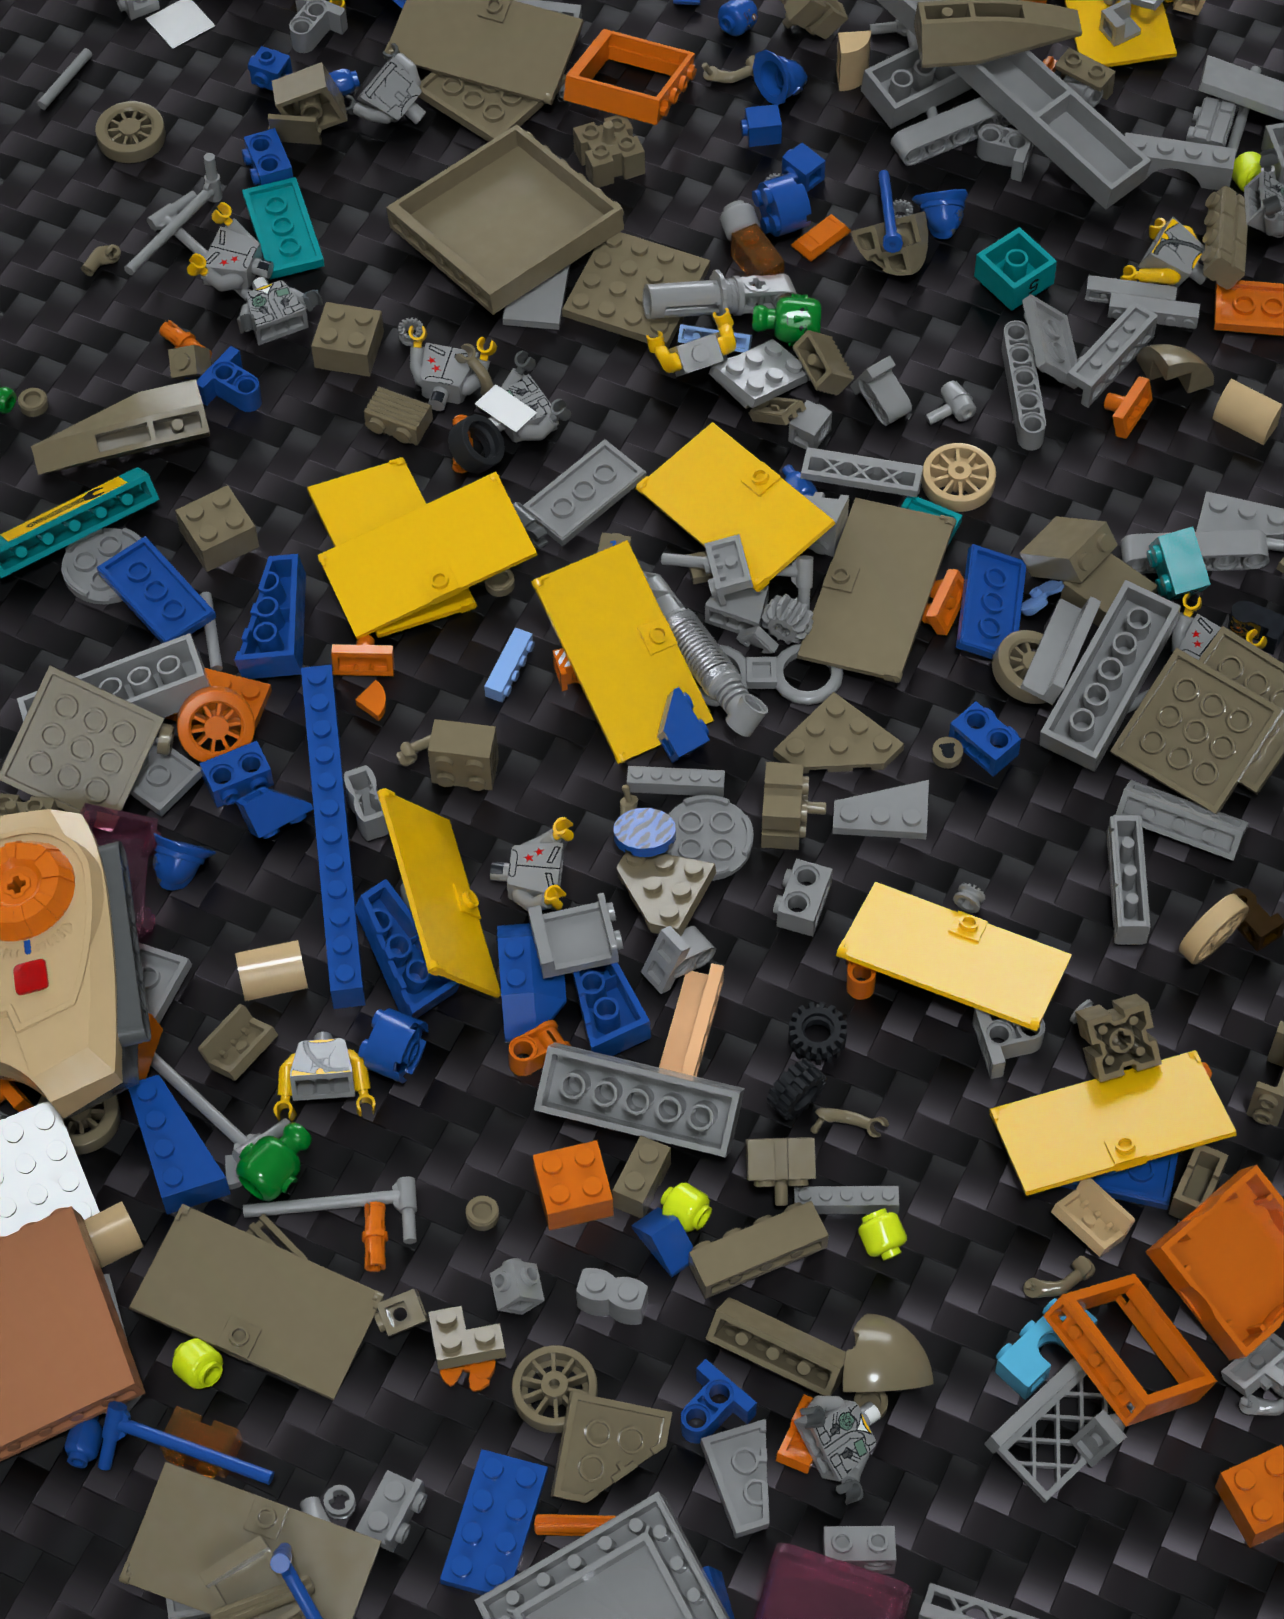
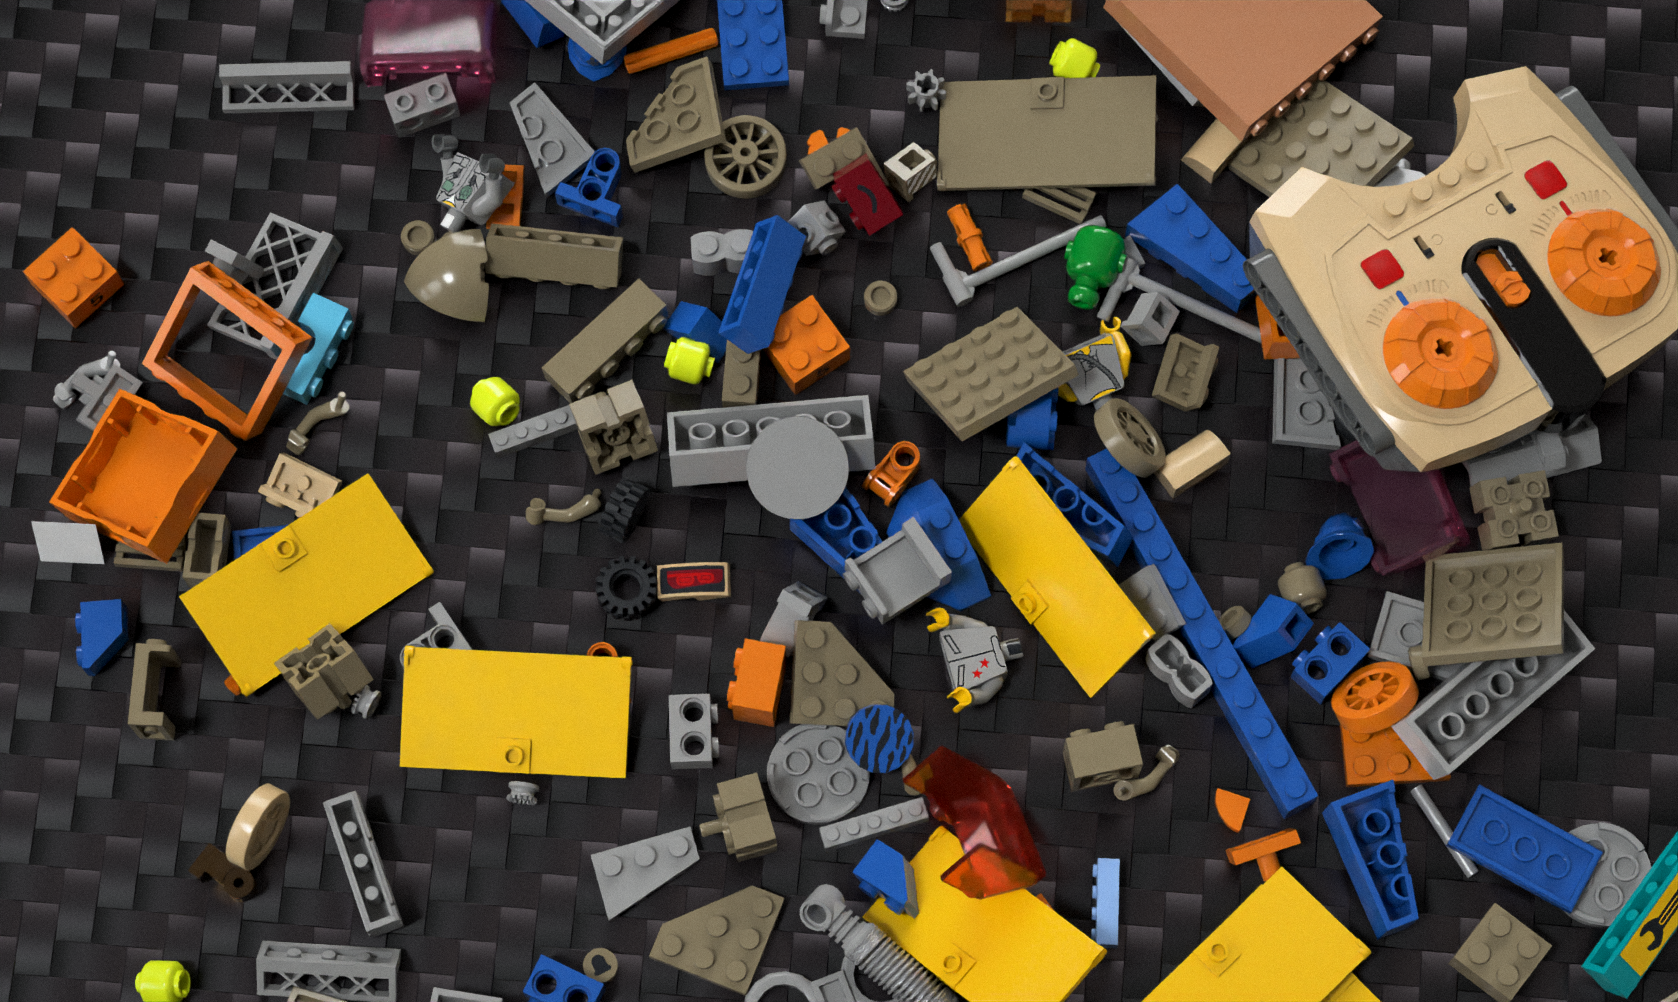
camera: 160 degrees right, 15 degrees up
(229, 835) = (1303, 586): none -> dark tan head
(244, 1098) = (1151, 319): none -> light grey brick
(300, 830) = (1235, 621): none -> dark tan tile
(316, 992) = (1129, 437): none -> dark tan wheel
(351, 1379) = (923, 81): none -> light grey gear
(362, 858) = (1153, 601): none -> light grey plate
(415, 1082) = (990, 373): none -> dark tan plate
(455, 1293) = (867, 195): none -> dark red brick
(583, 720) = (986, 821): none -> clear red windscreen
(591, 1227) = (762, 284): none -> blue brick
(627, 1044) = (797, 467): none -> light grey tile
(692, 1021) = (754, 554): light nougat panel -> none
(731, 905) = (759, 682): none -> orange brick
(755, 1018) = (693, 580): none -> slope
(905, 1426) = (417, 236): none -> dark tan tile

